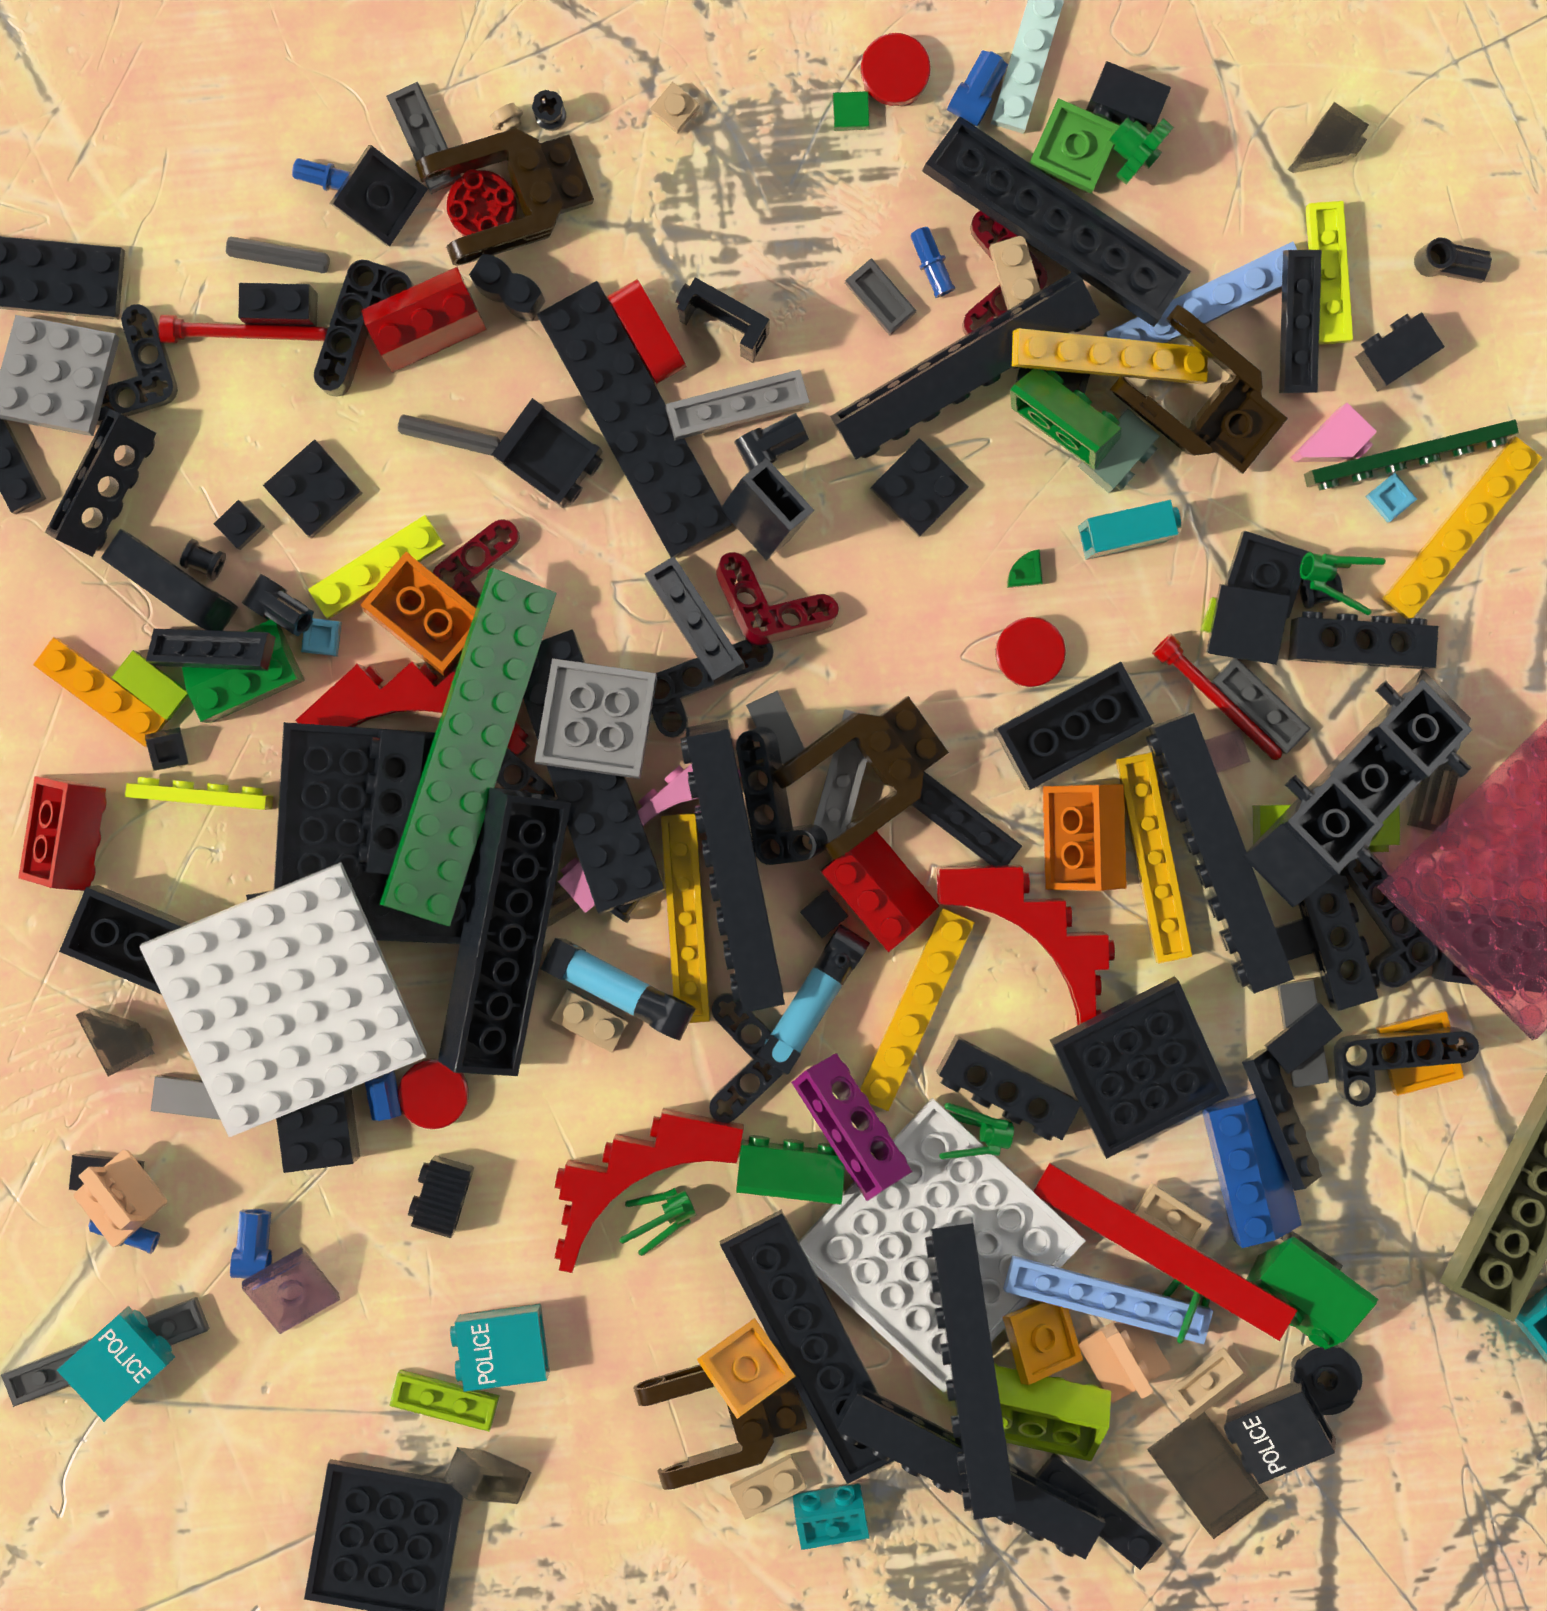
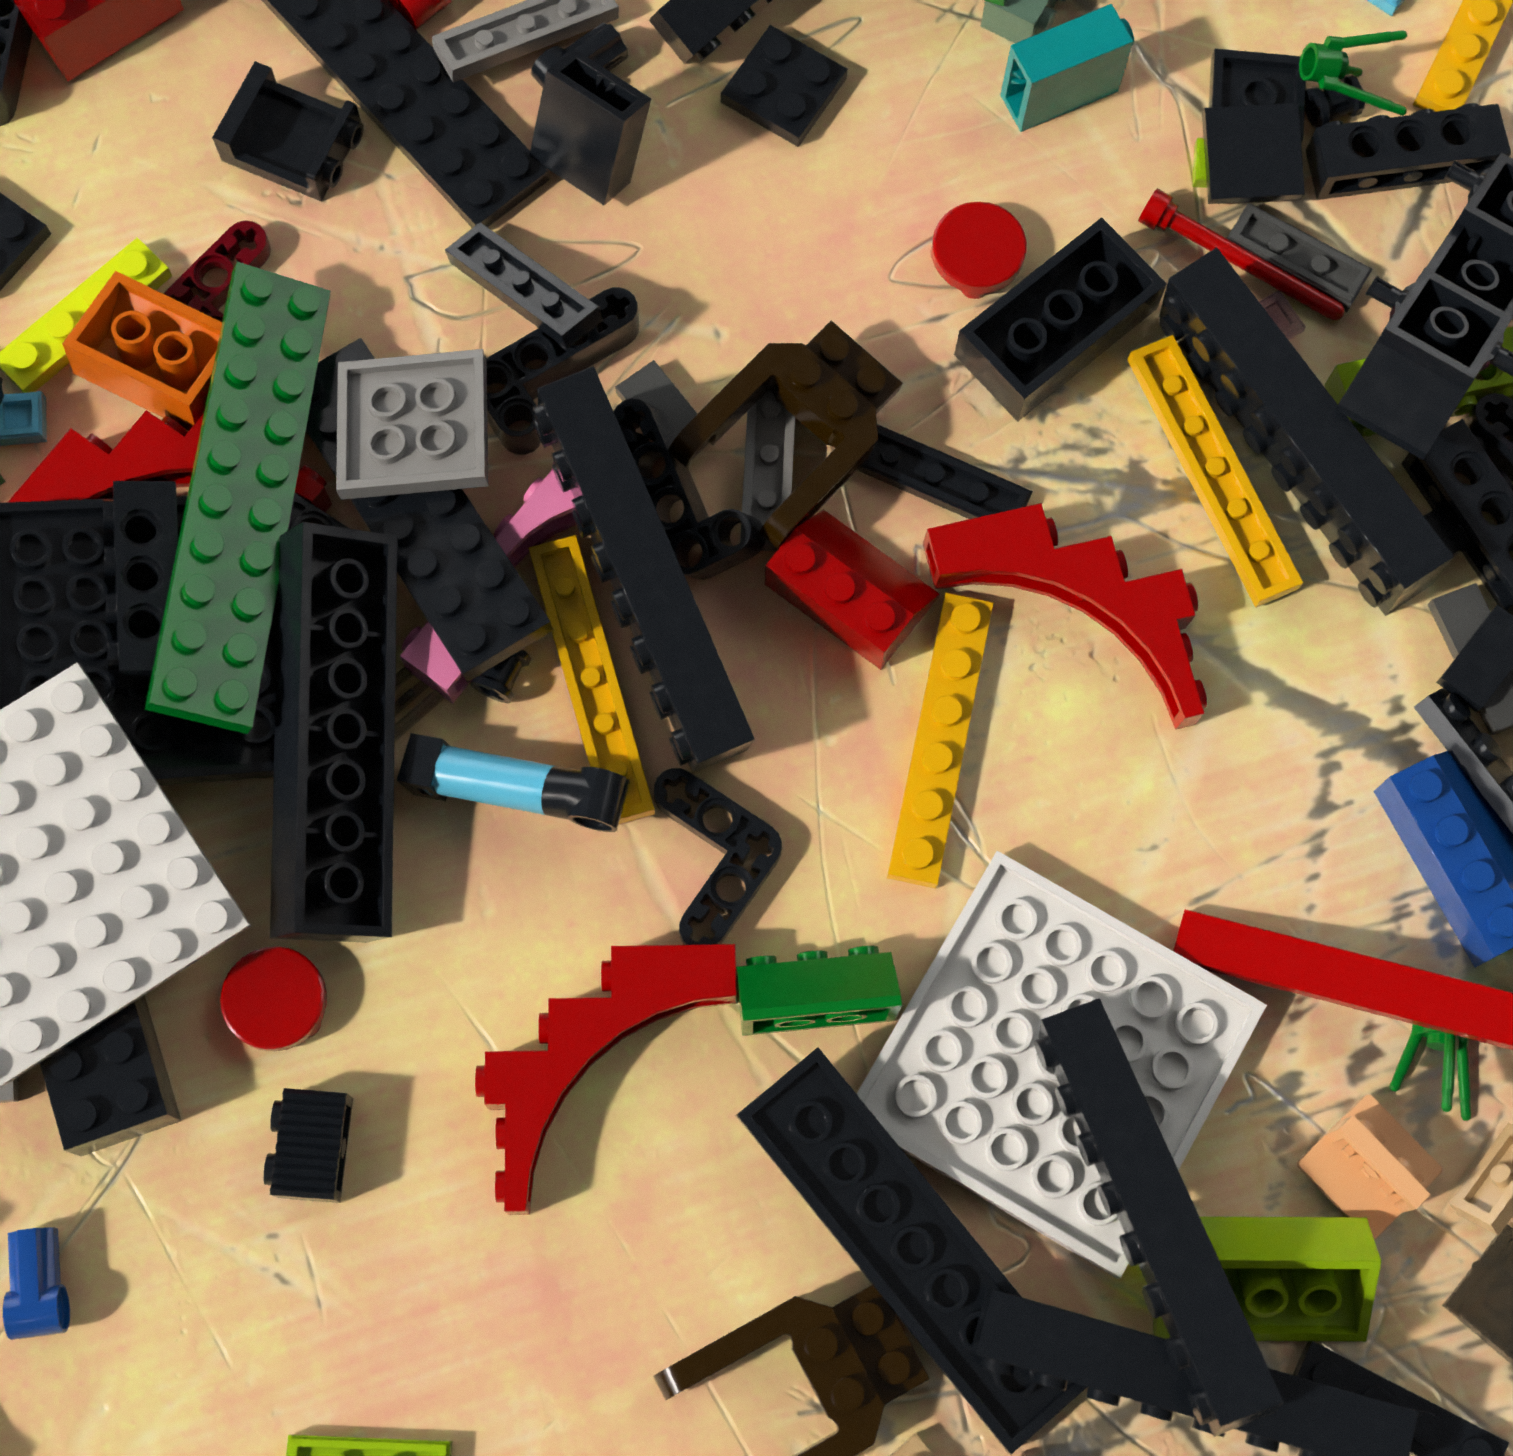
camera: 10 degrees left, 15 degrees down
(290, 1290) = (102, 1338): tile -> none
(383, 1097) = (198, 1011): blue piece -> none
(447, 434) = (150, 138): dark grey axle -> none
(500, 1347) = (438, 1358): teal brick -> none
(589, 1020) = (483, 850): tan plate -> none
(676, 1210) = (661, 1089): green plant -> none
(746, 1368) = (816, 1293): light orange plate -> none
(770, 616) = (627, 266): dark red beam -> none
(813, 999) = (792, 750): piece -> none
(824, 913) = (783, 636): black tile -> none
(836, 1119) = (890, 905): magenta brick -> none
(993, 1131) = (1097, 878): green plant -> none
(1026, 571) = (948, 157): green tile -> none
(1041, 1340) = (1244, 1160): light orange plate -> none
(1060, 1106) = (1175, 819): black brick -> none
(1084, 837) = (1113, 459): orange slope -> none
(1104, 1299) = (1319, 1079): light blue plate -> none
(1140, 1067) = (1275, 740): black plate -> none
(1172, 1216) = (1380, 939): tan plate -> none

